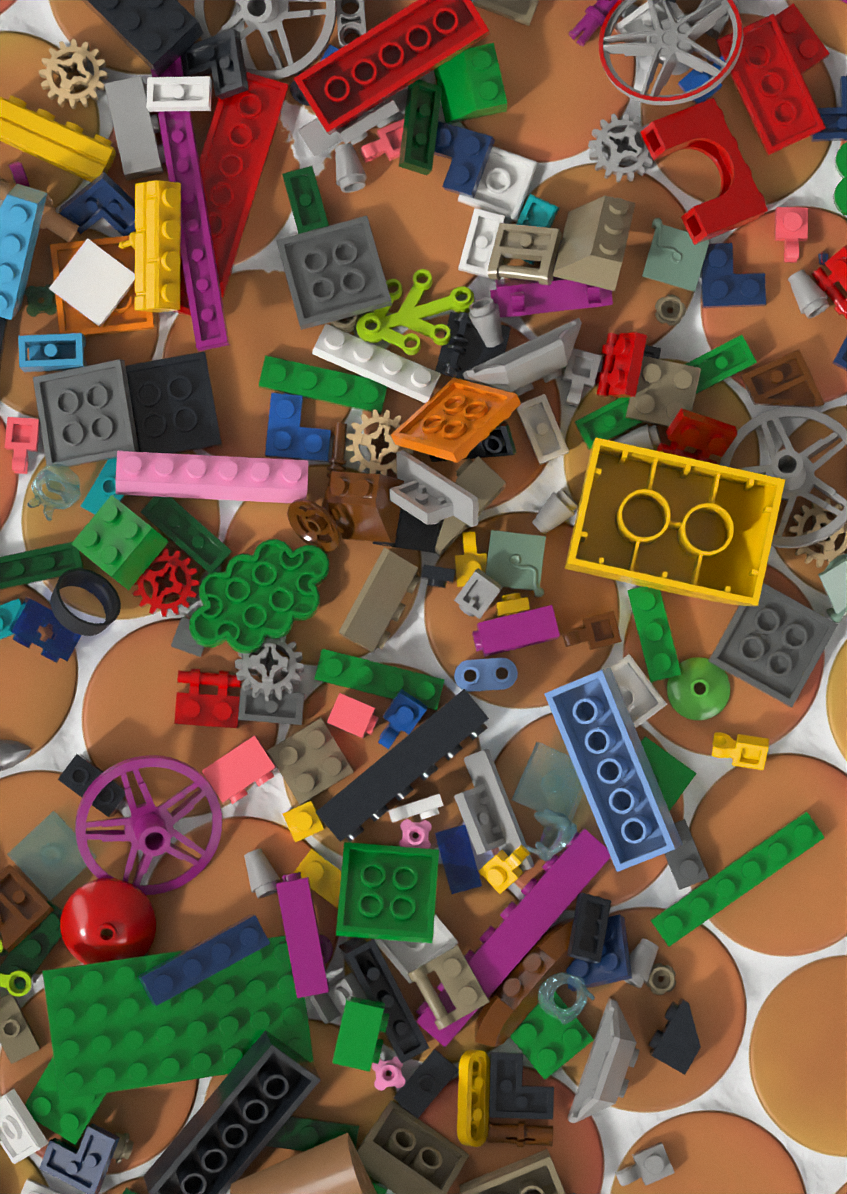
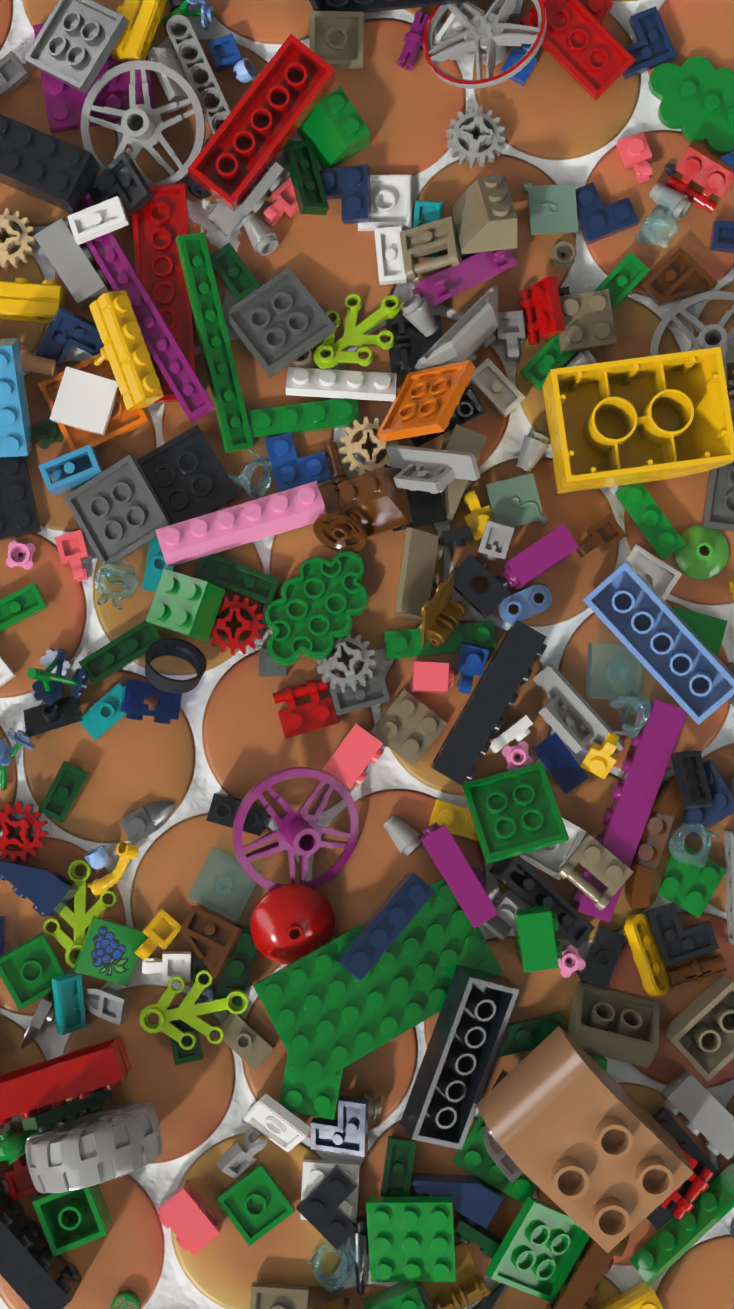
camera: 25 degrees left, 0 degrees up
(247, 444) = (243, 481): none -> clear light blue piece
(256, 270) = (214, 342): none -> green plate
(303, 821) = (421, 779): yellow plate -> none
(388, 652) = (441, 614): none -> pearl gold hinge
(442, 656) = (484, 601): none -> black brick
(512, 604) = (526, 538): yellow plate -> none
(700, 432) = (628, 341): red plate -> none
(705, 130) = (539, 99): red arch -> none
(782, 319) = (658, 227): none -> clear light blue piece

